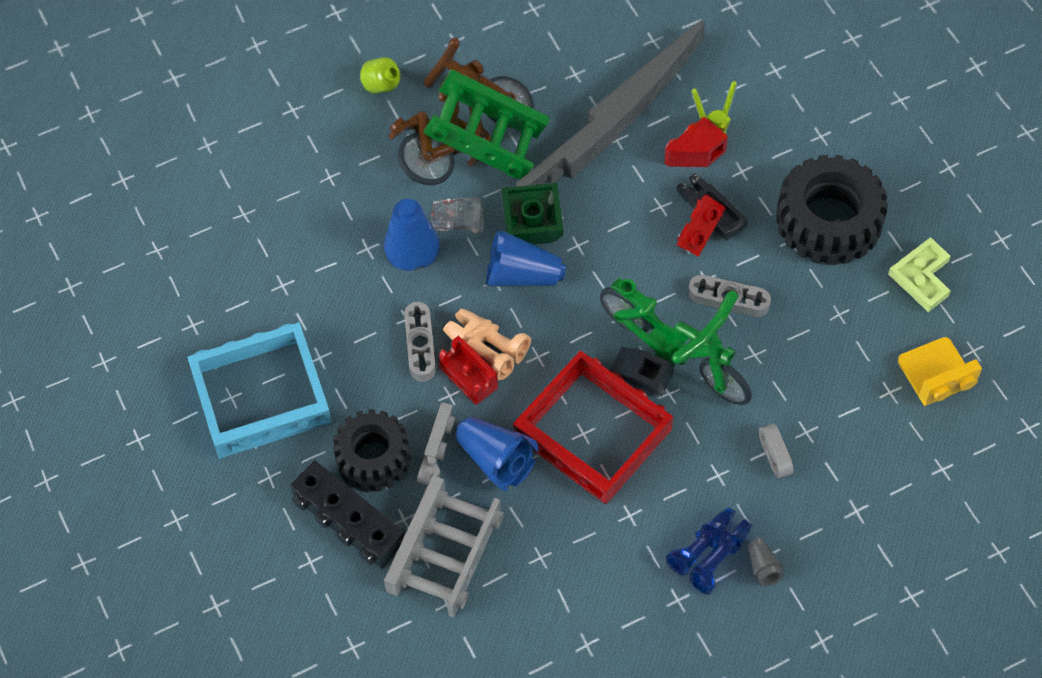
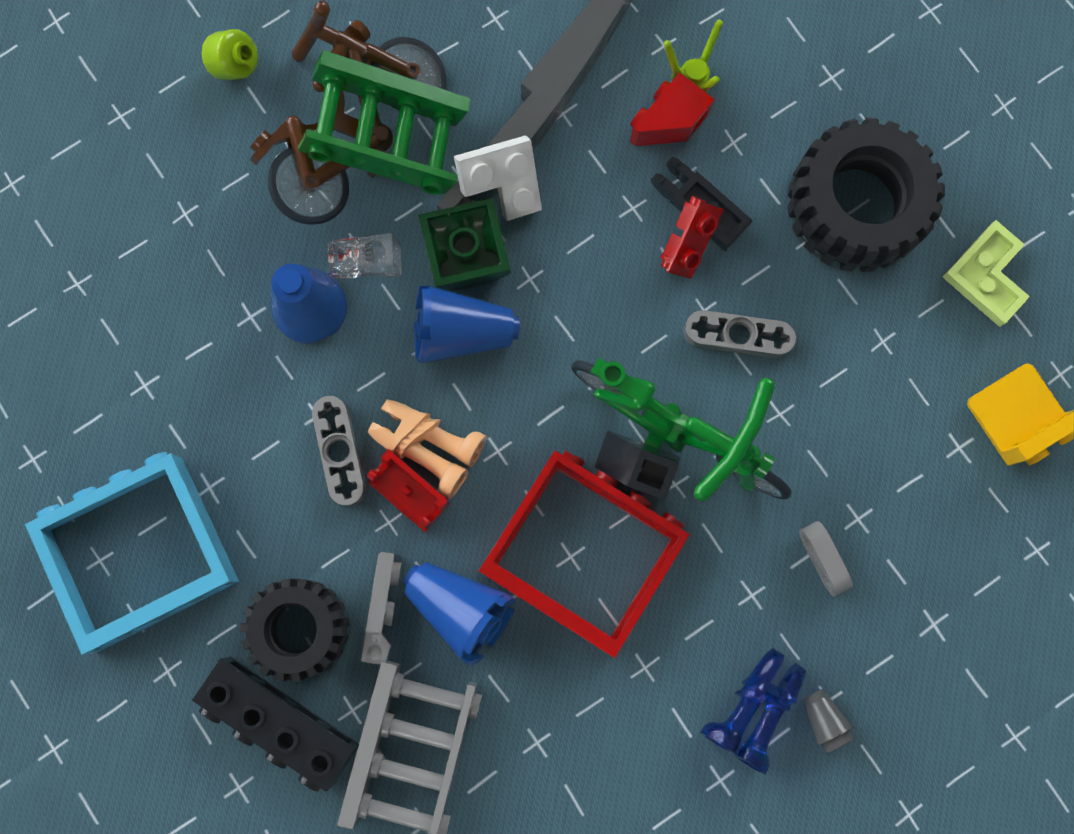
camera: 10 degrees left, 20 degrees up
(572, 164) = (505, 167): none -> white plate

